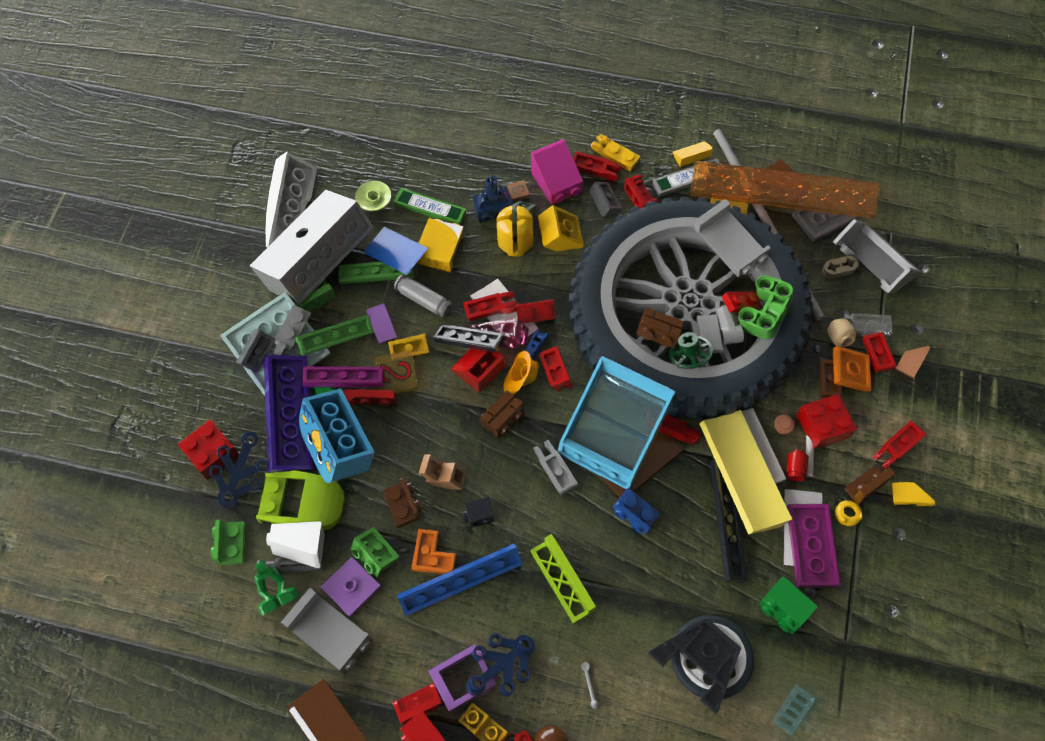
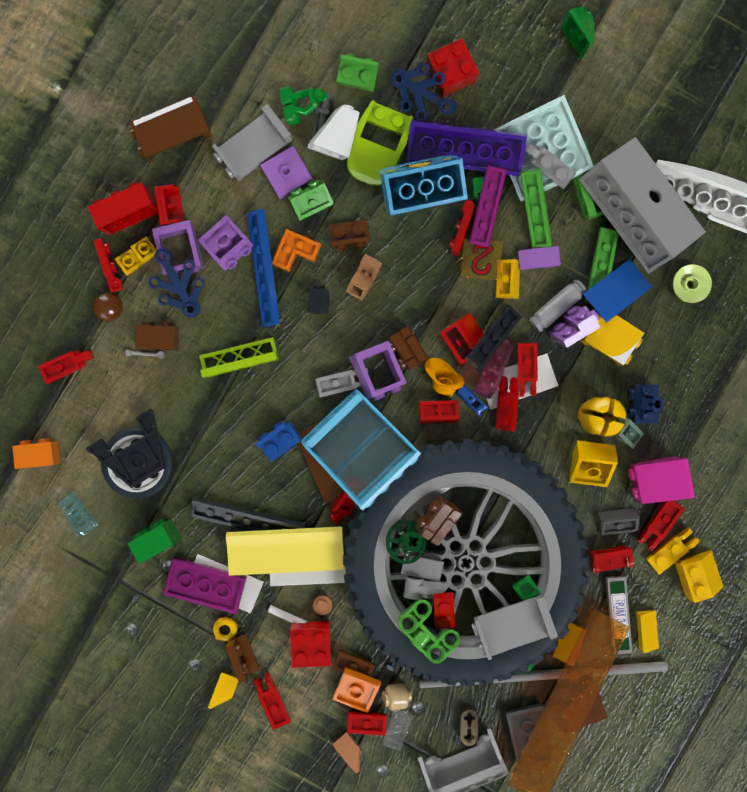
camera: 100 degrees right, 25 degrees up
(154, 343) = (579, 30): none -> green slope
(255, 350) = (538, 127): dark grey slope -> none
(429, 206) = (663, 339): tile -> none
(438, 273) = (578, 324): none -> medium lavender plate
(443, 626) = (226, 243): none -> medium lavender plate
(518, 191) = (654, 435): medium nougat tile -> none
(540, 445) = (364, 378): none -> medium lavender window
(567, 673) = (157, 337): none -> reddish brown brick
(631, 127) = (699, 576): none -> yellow slope
(693, 244) = (526, 588): none -> green tile
(797, 465) = (279, 601): red brick -> none

